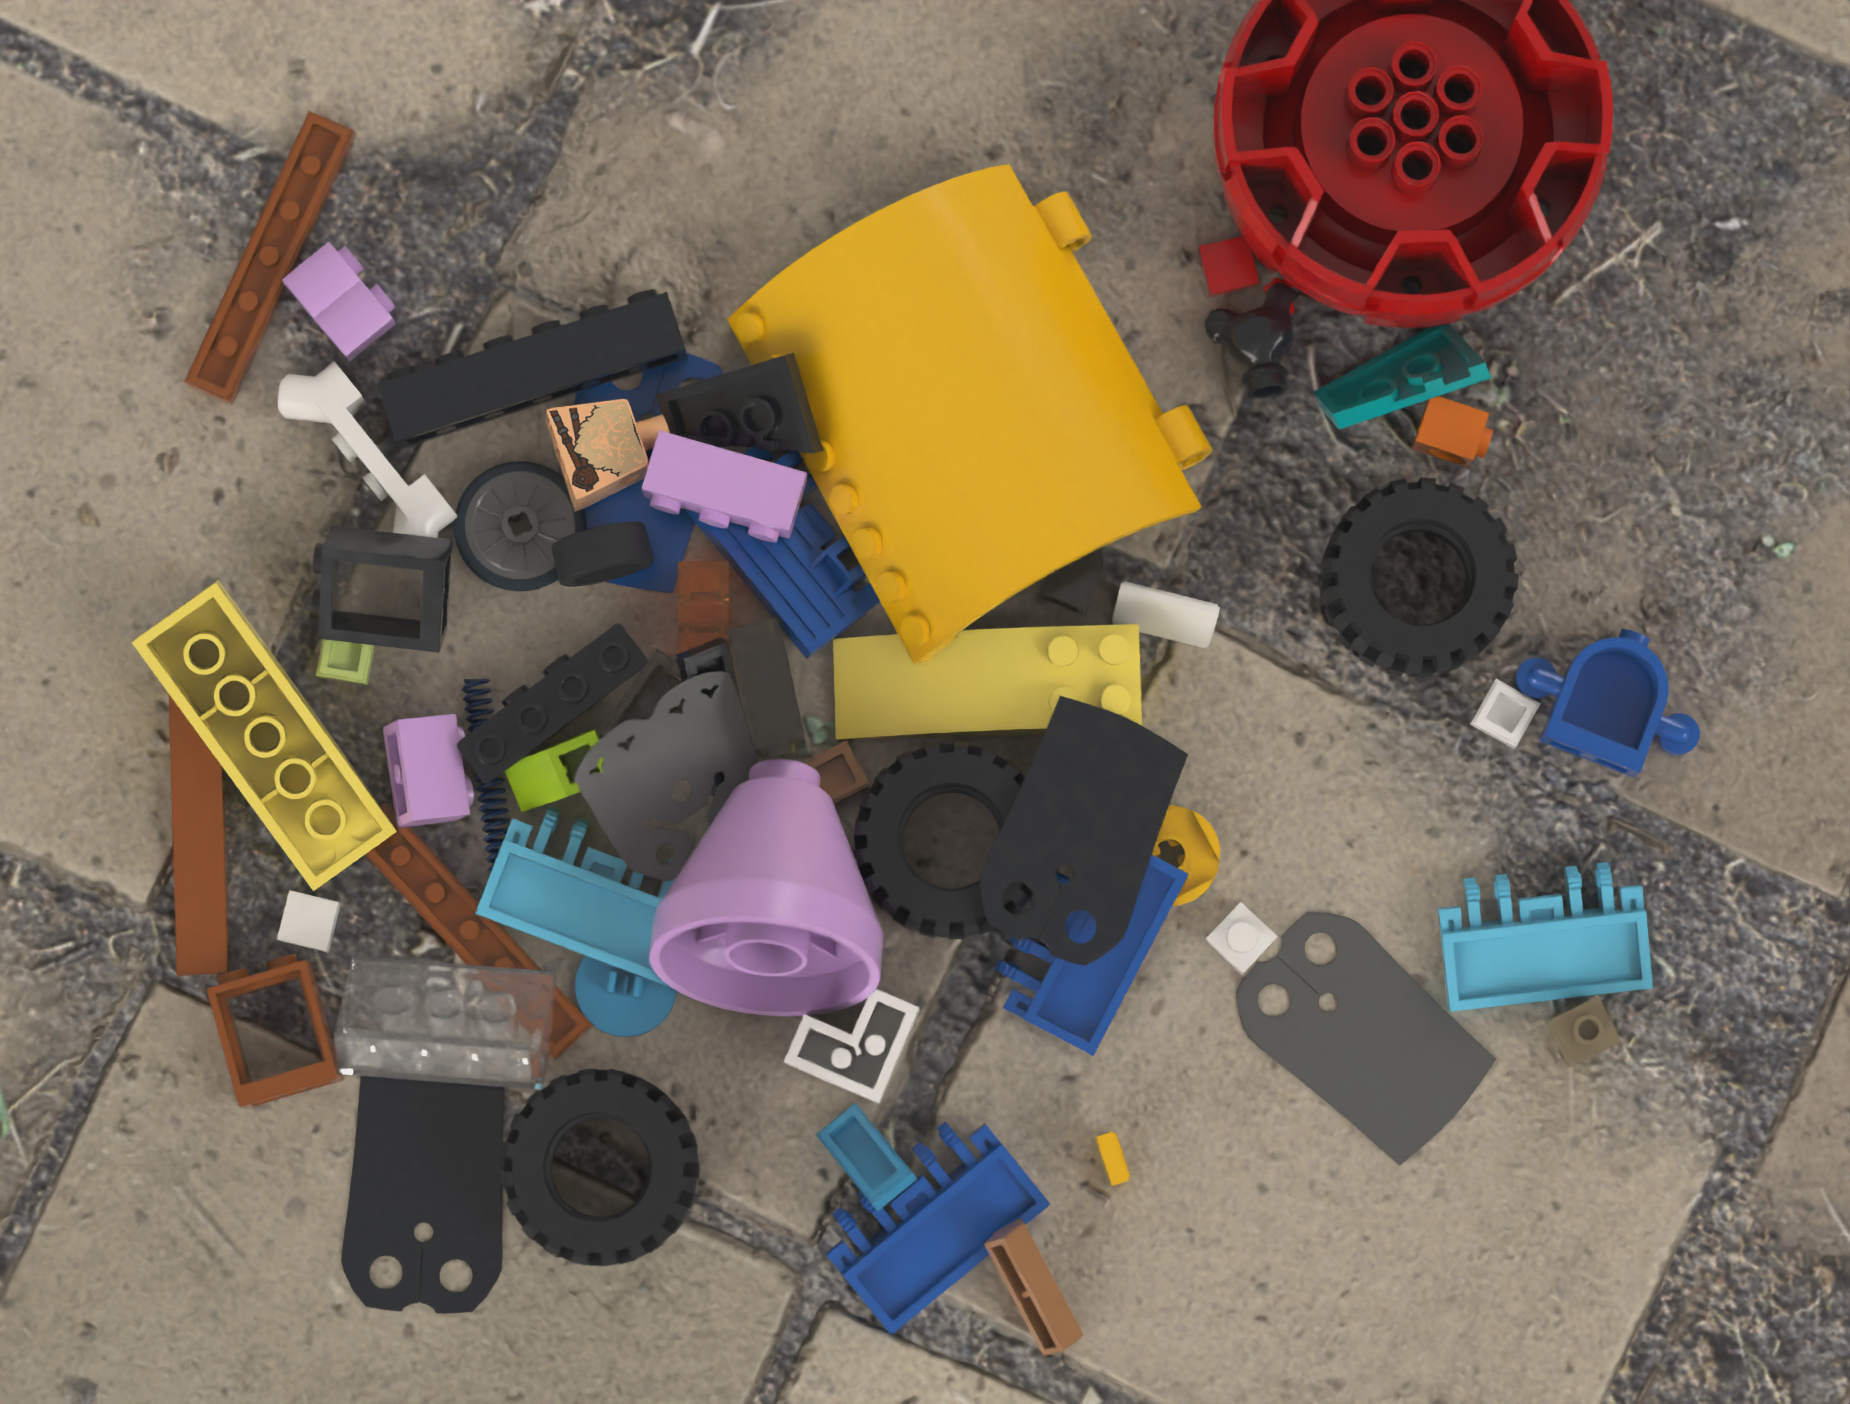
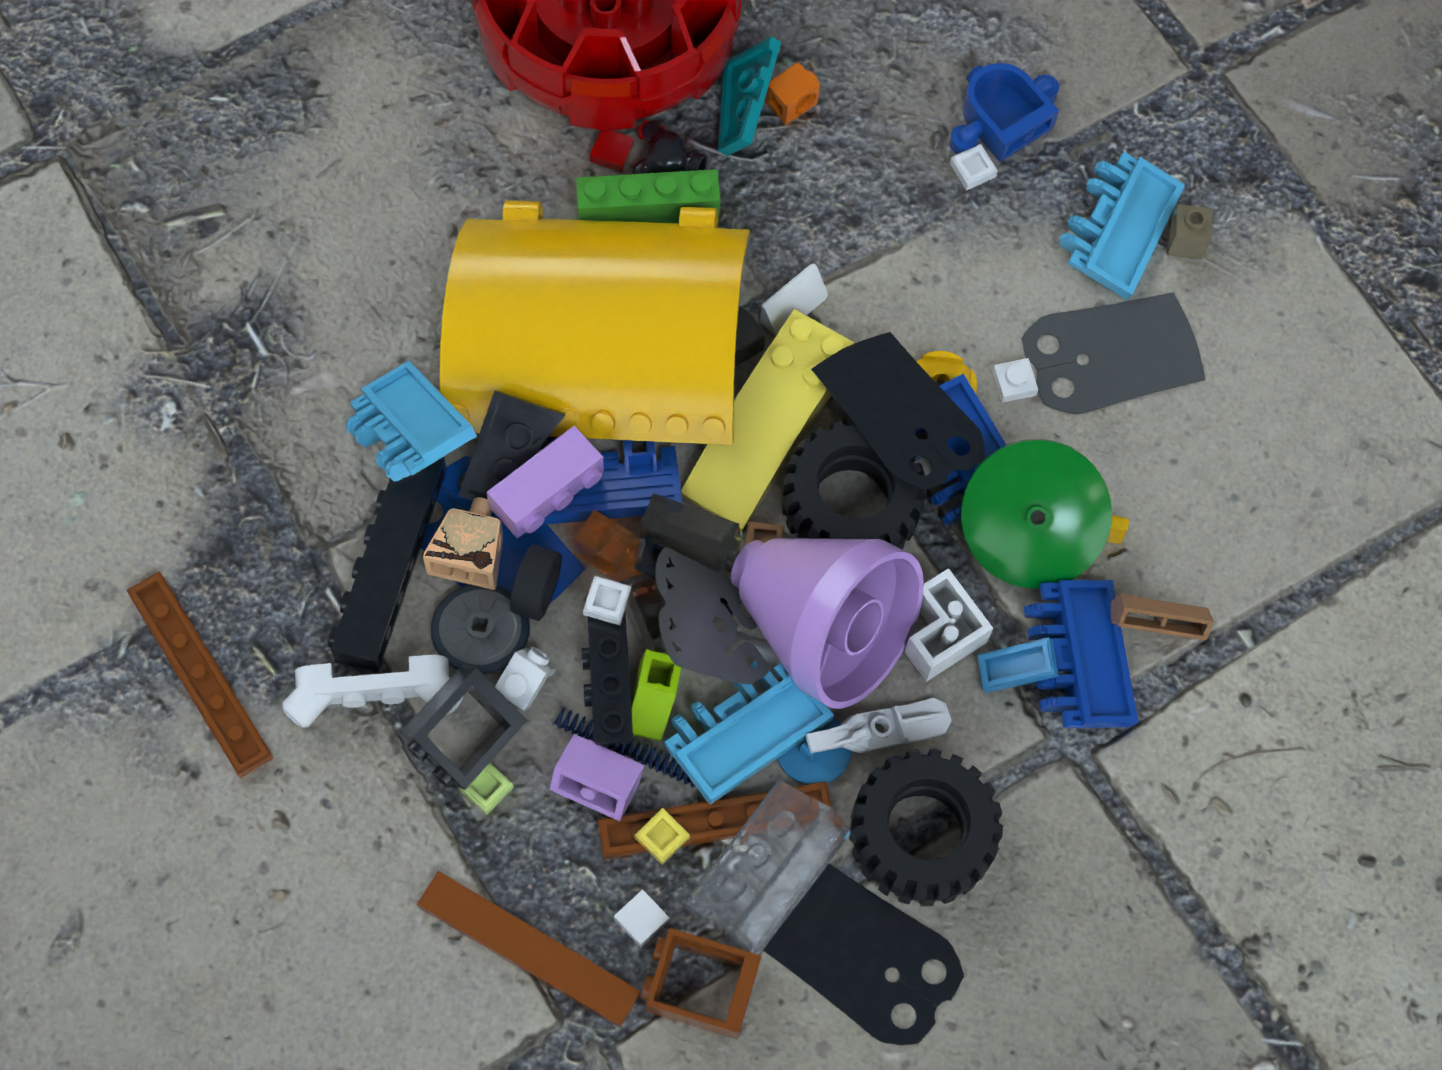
camera: 65 degrees left, 15 degrees down
(264, 734) = (501, 862): light yellow slope -> none
(340, 301) = (259, 644): lavender brick -> none
(408, 885) = (662, 836): none -> light yellow tile
(496, 614) = (525, 676): none -> white bracket
(622, 649) = (607, 600): none -> white tile
(701, 281) = (409, 419): none -> medium azure hinge
(715, 1065) = (901, 726): none -> white piece
(1061, 1066) = (1031, 478): none -> green dish
(1181, 355) = (646, 196): none -> bright green brick
(1461, 524) = (873, 116): black tyre -> none

